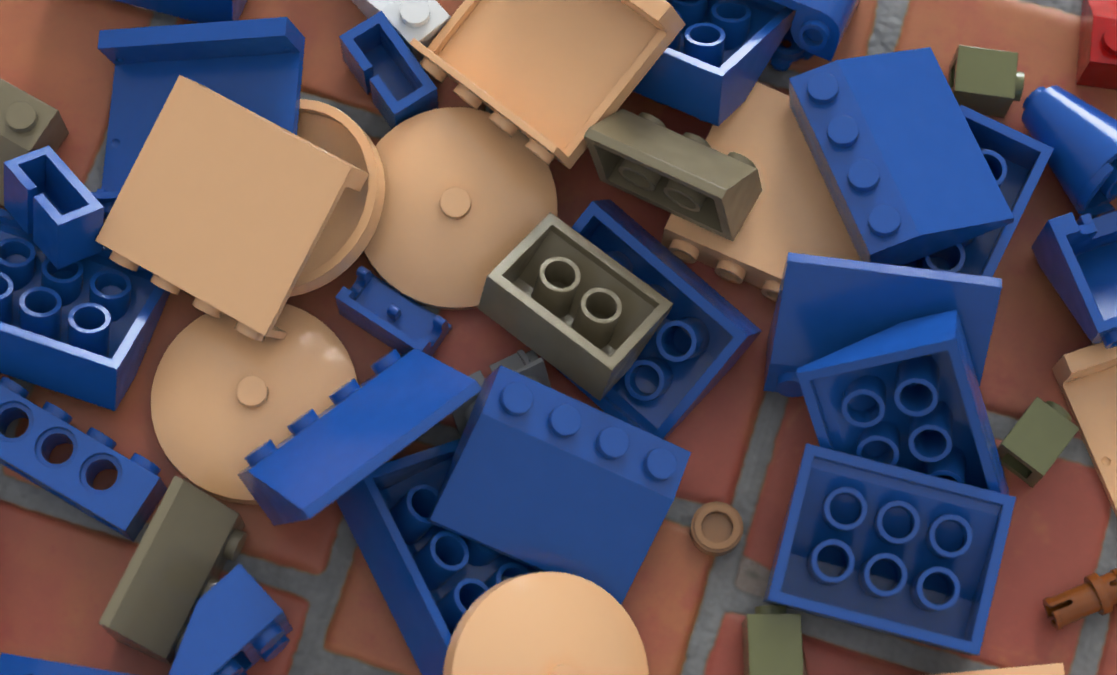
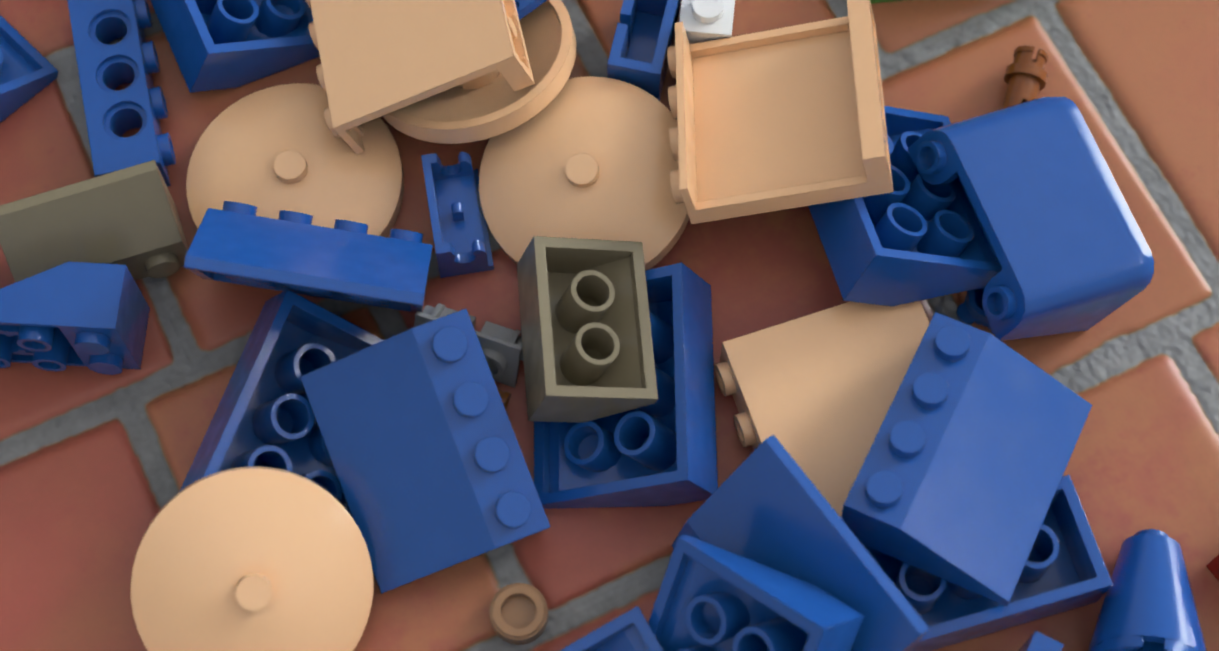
camera: 50 degrees right, 5 degrees down
(674, 171) = (772, 300): dark tan slope -> none
(985, 79) = (1120, 483): olive brick -> none

